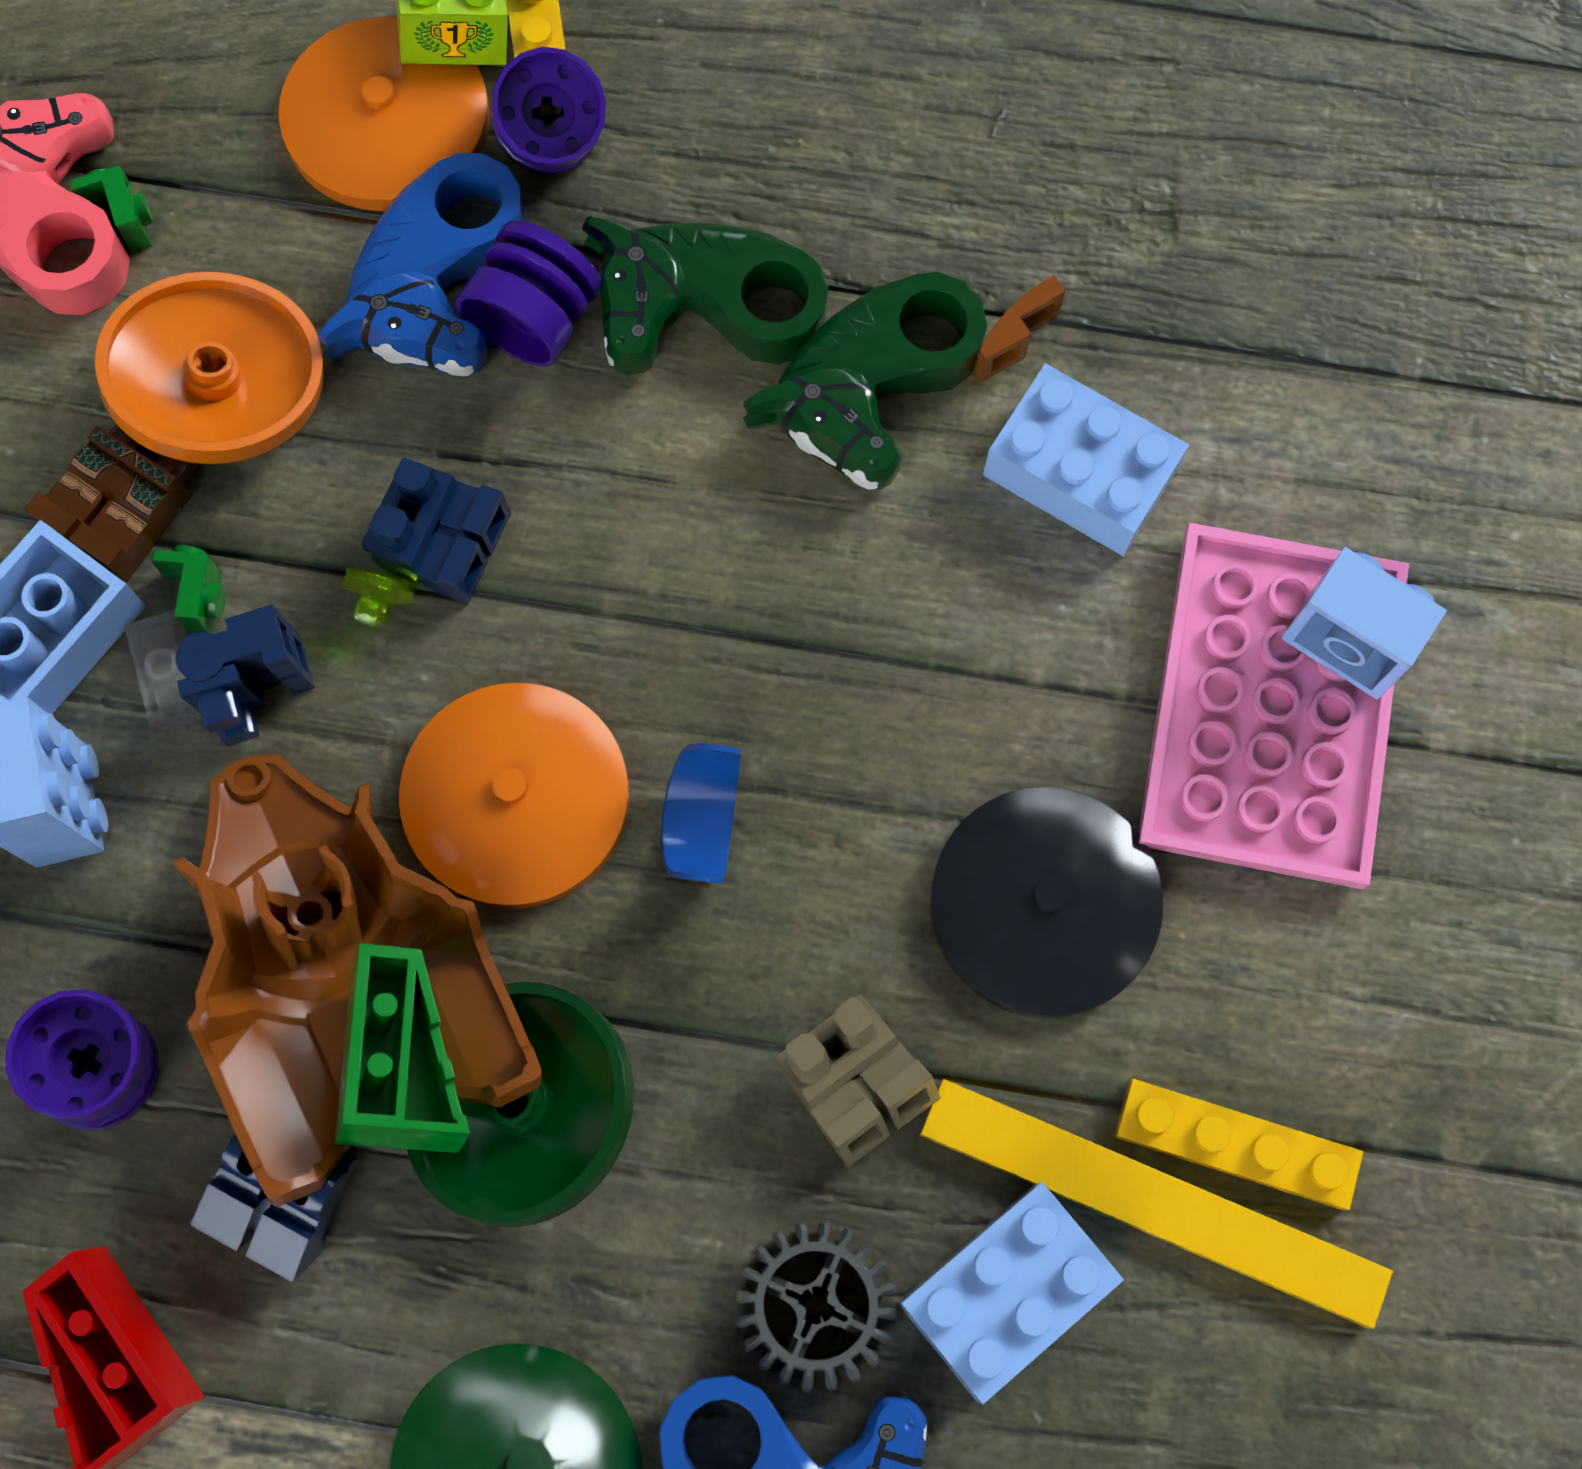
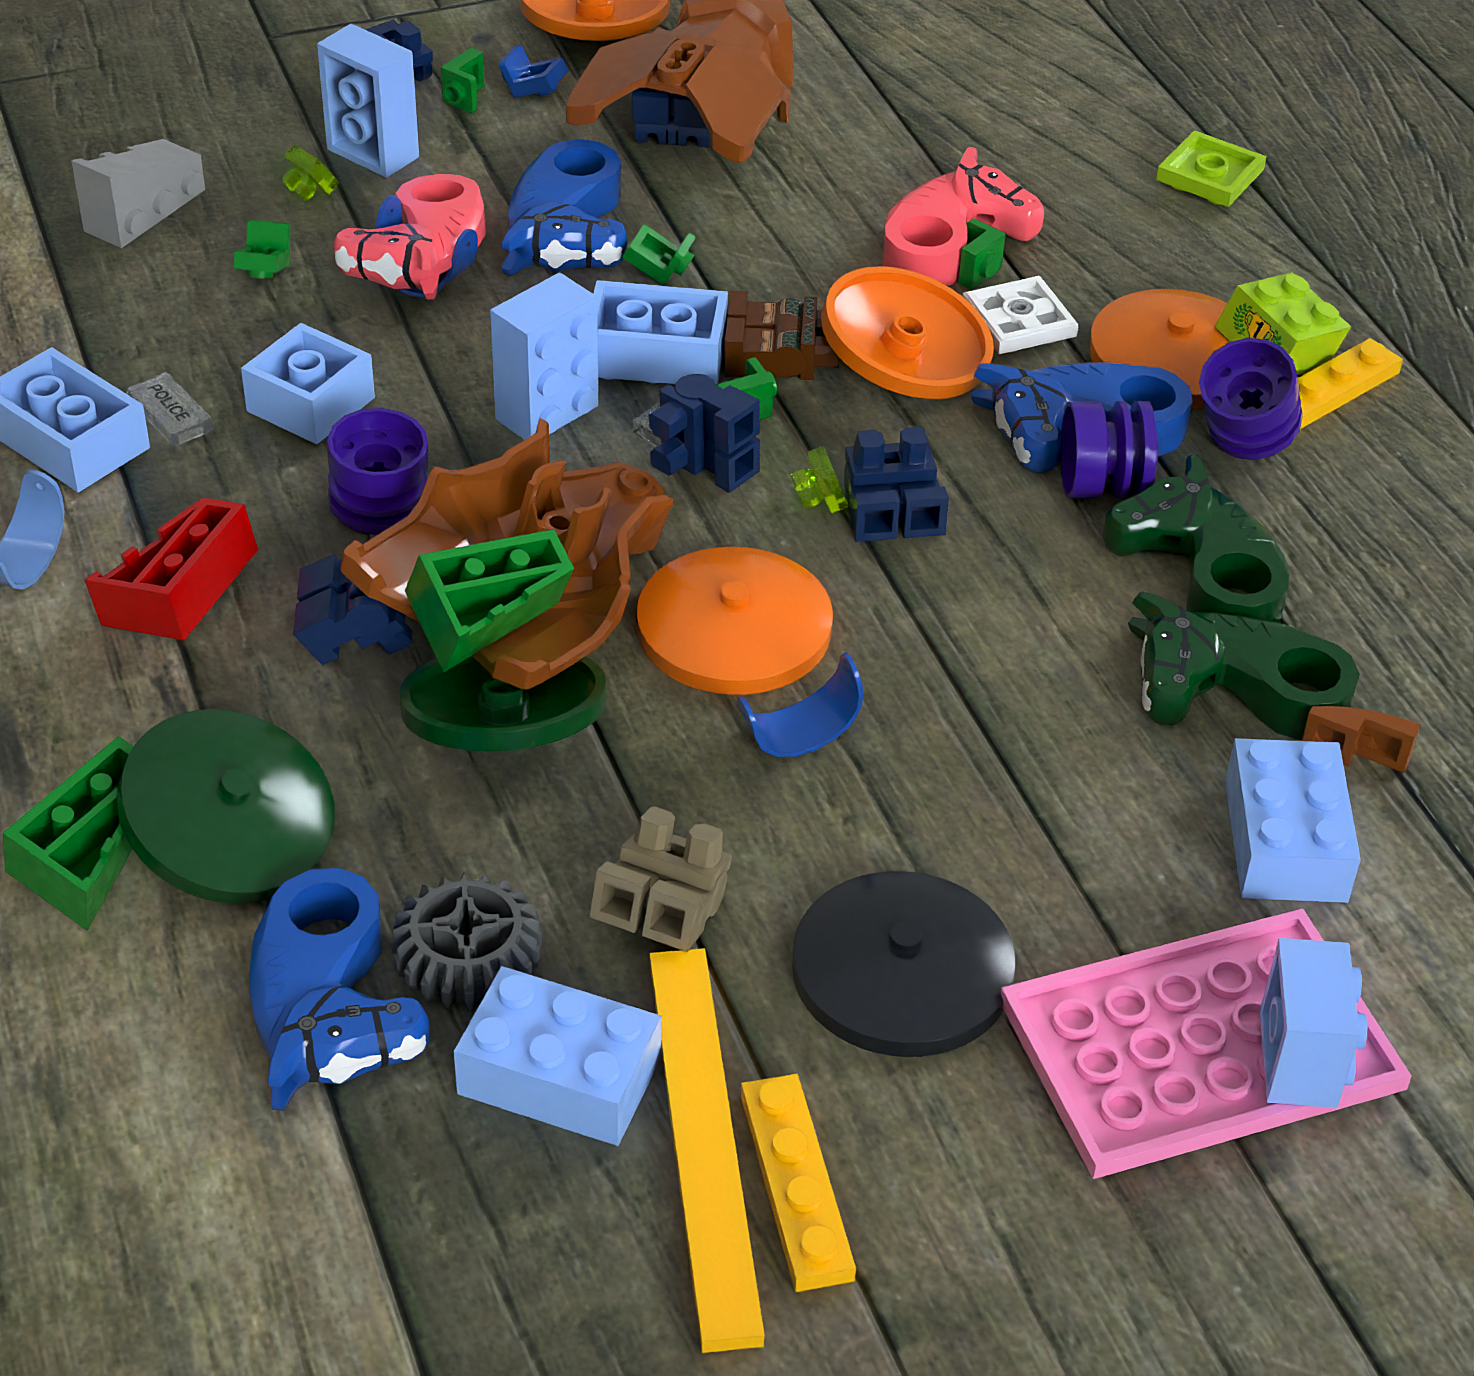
camera: 60 degrees right, 30 degrees down
(239, 228) = (1022, 314): none -> white piece

